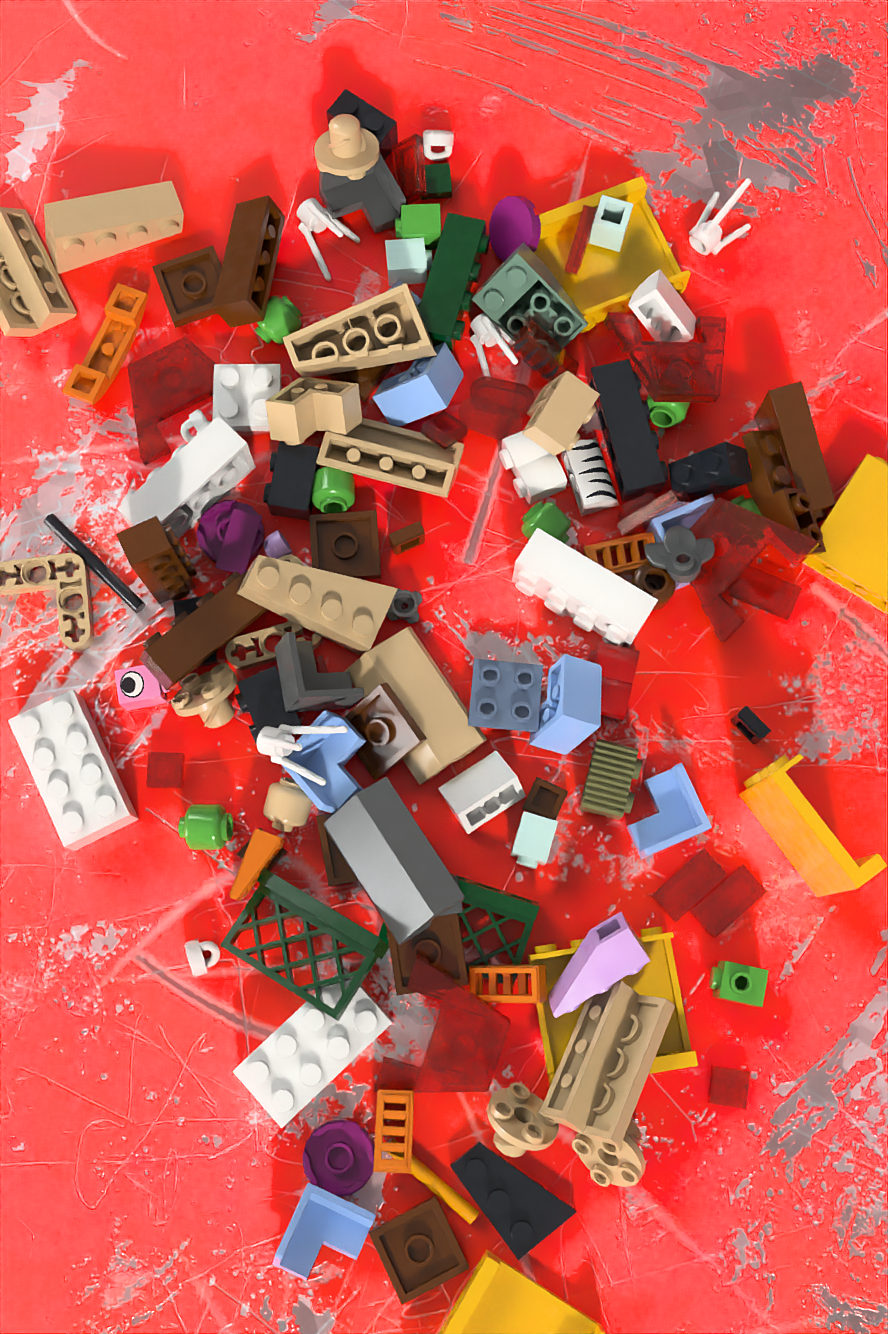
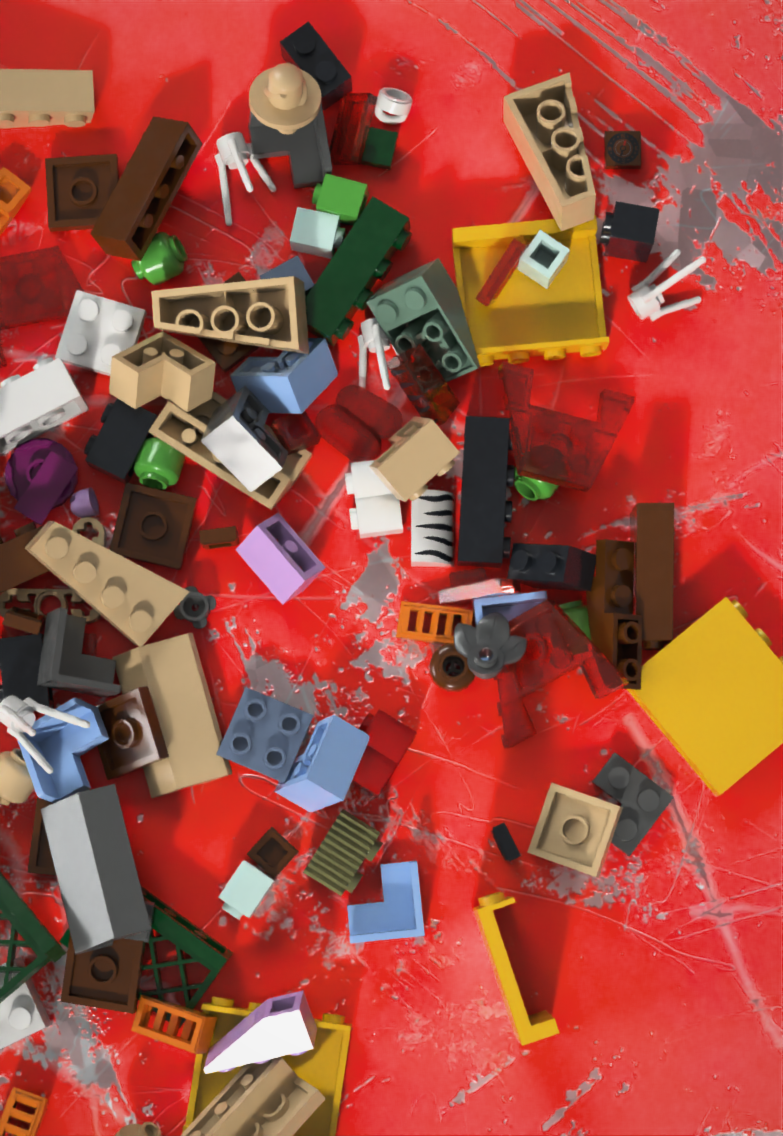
camera: 20 degrees right, 5 degrees up
(196, 419) = (42, 345): white tile -> none
(248, 658) = (24, 620): none -> reddish brown tile
(404, 444) = (242, 442): none -> panel
(461, 1044) = (109, 1069): clear red wing -> none
(467, 538) = (279, 560): none -> lavender brick
(482, 791) = (211, 825): white brick -> none
(512, 224) = (439, 232): magenta tile -> none
(547, 518) = (366, 569): bright green head -> none
(581, 589) = (378, 650): white brick -> none
(588, 132) = (552, 146): none -> tan wedge
(642, 125) = (622, 149): none -> reddish brown tile
(662, 310) = (566, 374): brick -> none
(676, 180) = (629, 231): none -> black brick
(689, 885) = (388, 983): clear red tile -> none
(728, 901) = (422, 1012): clear red tile -> none
(739, 983) = (401, 1096): bright green brick -> none
(765, 592) = (572, 707): clear red tile -> none
(808, 694) = (575, 830): none -> tan plate
(851, 652) = (638, 795): none -> dark grey plate

